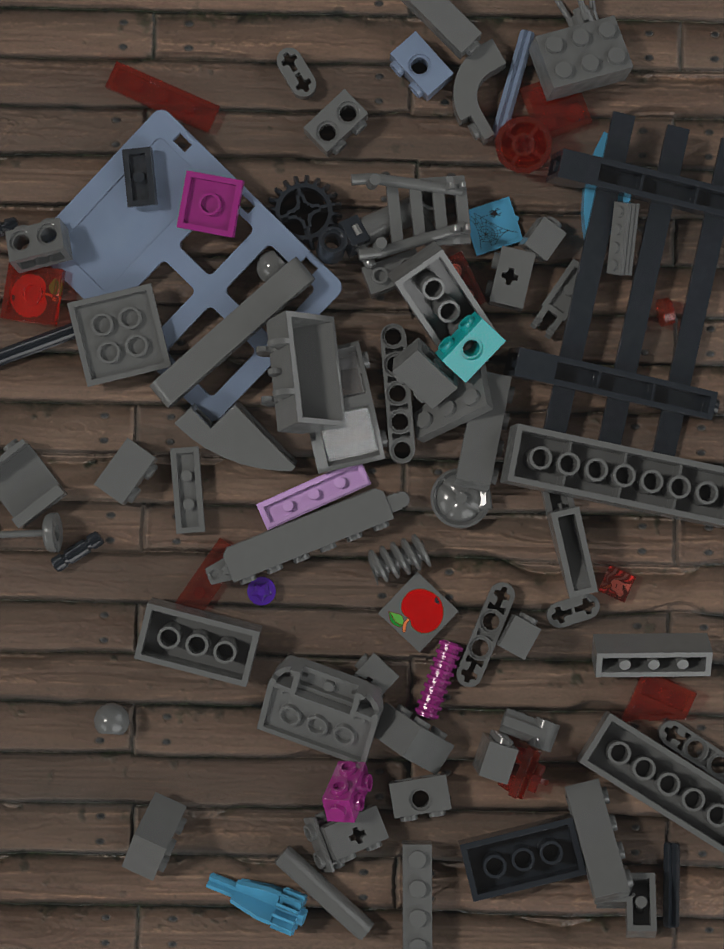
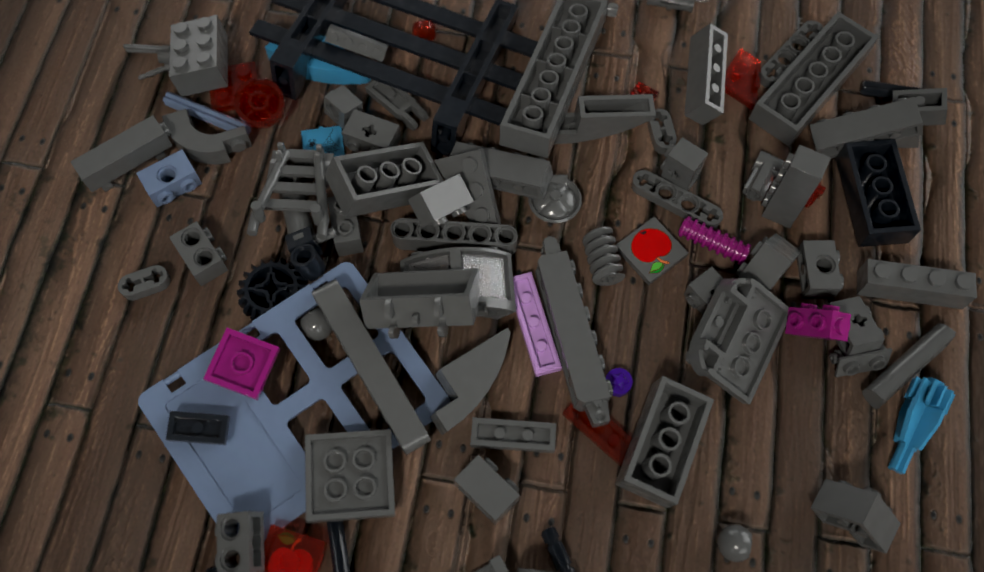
camera: 80 degrees left, 20 degrees down
(162, 96) = (125, 409): clear red tile -> none
(468, 362) = (424, 158): teal brick -> none

